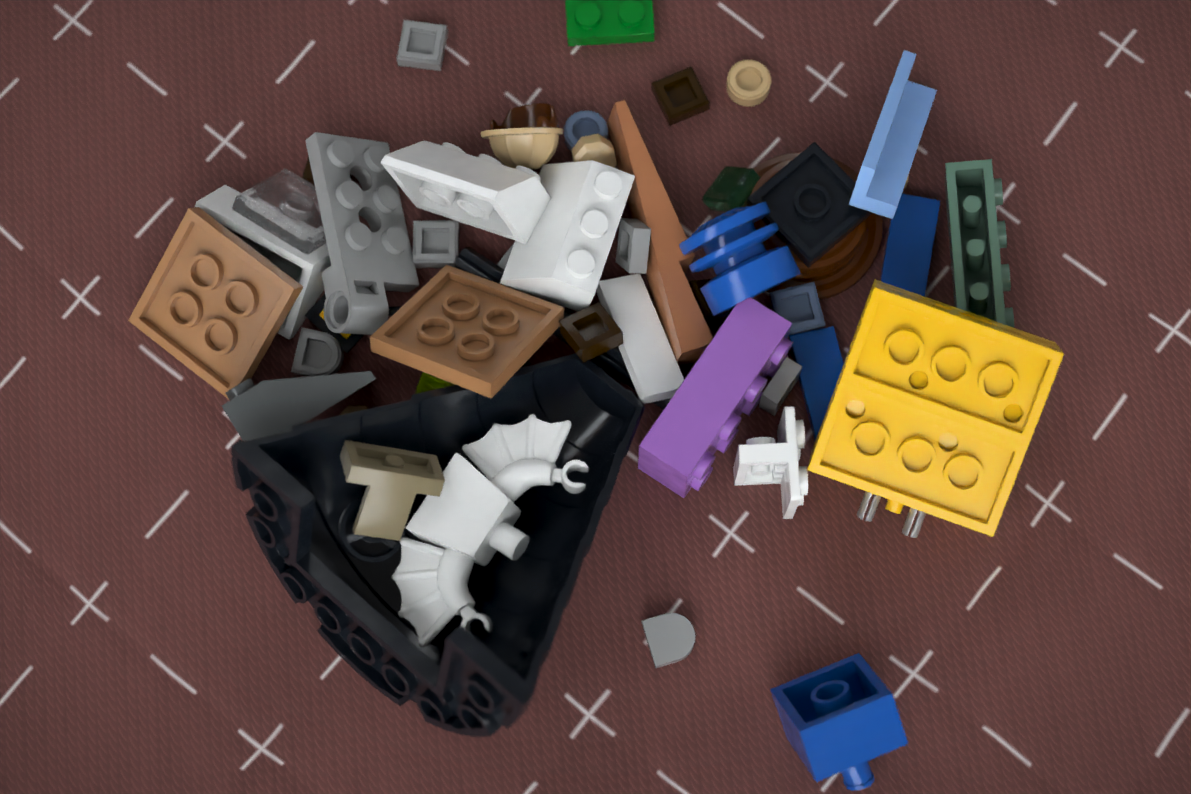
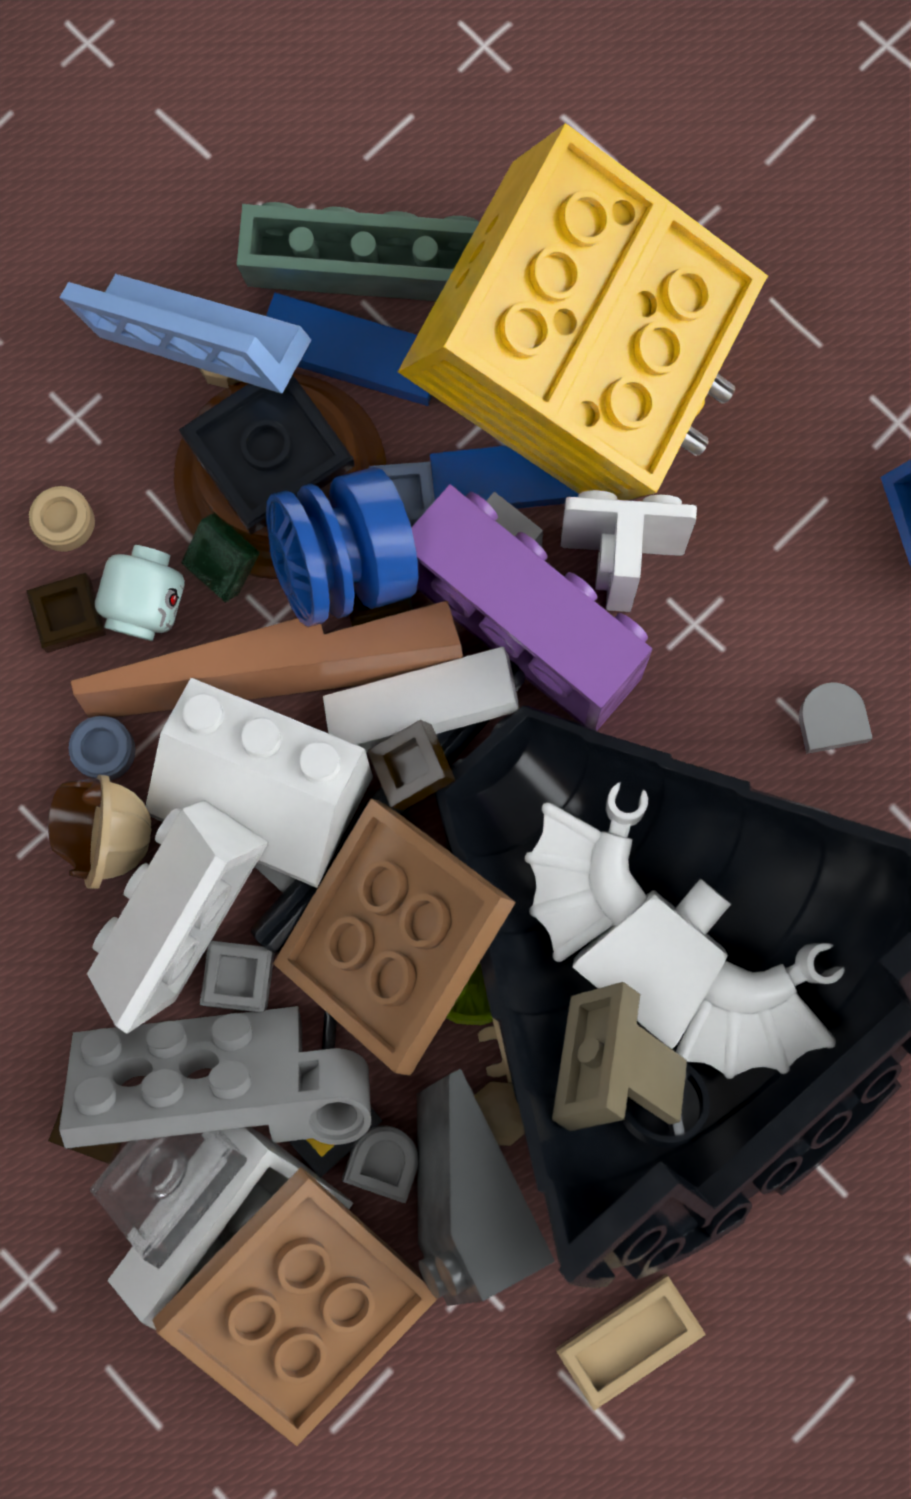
camera: 80 degrees left, 5 degrees up
(209, 534) = (630, 1342): none -> tan tile
(594, 148) = (137, 737): tan tile -> none
(633, 245) = (290, 693): light grey tile -> none
(697, 139) = (139, 593): none -> light aqua head

